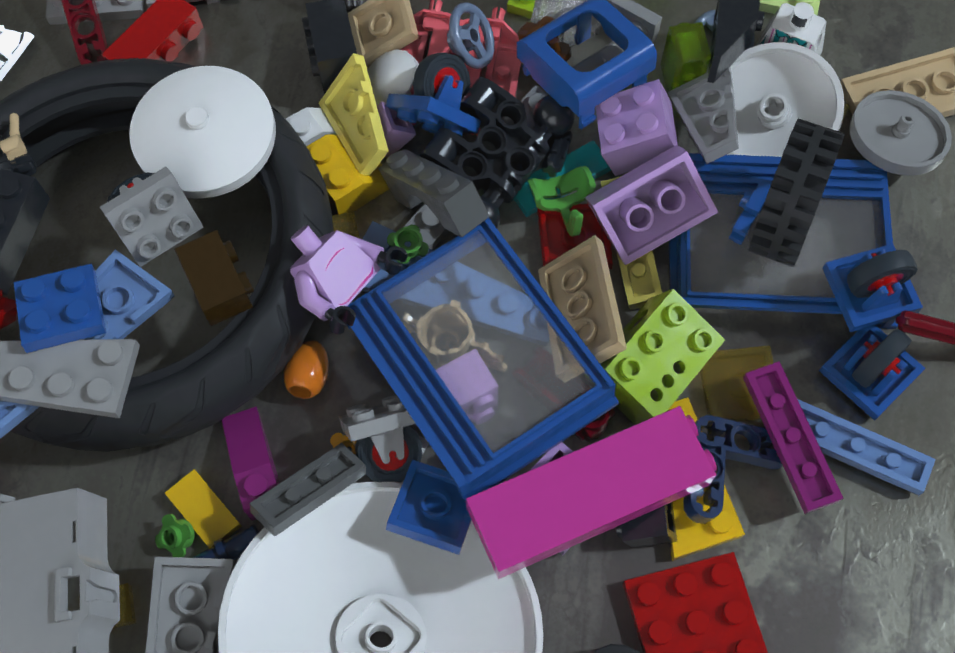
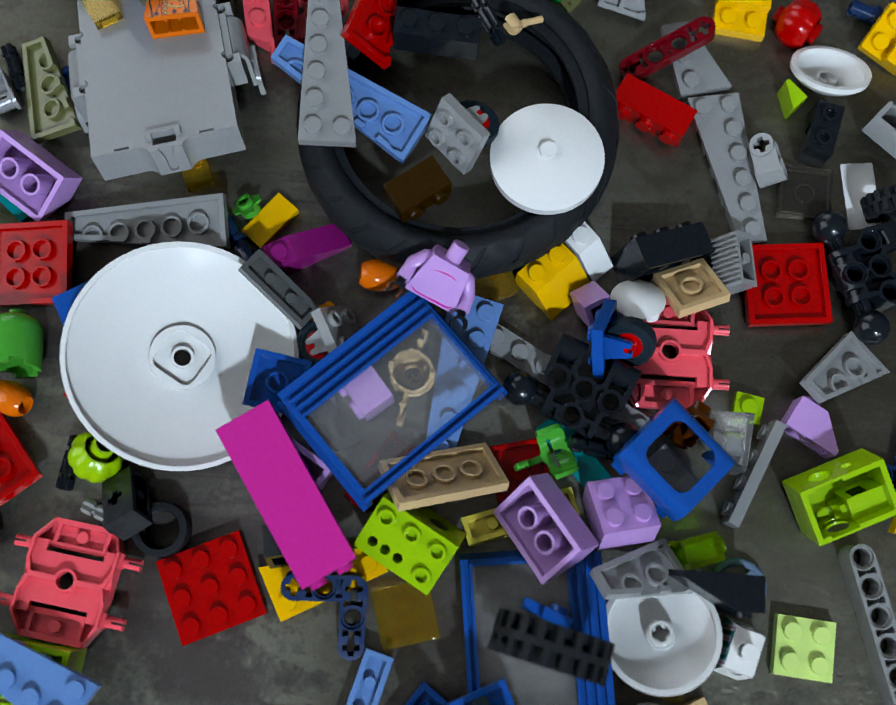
camera: 80 degrees right, 10 degrees up
(59, 308) = (375, 84): blue plate -> none
(355, 116) = (594, 277): light yellow wing -> none
(409, 234) = (482, 341): bright green plate -> none
(443, 191) = (526, 346): dark grey arch -> none
(467, 37) = (682, 358): sand blue piece -> none
(792, 438) = (355, 655): magenta plate -> none

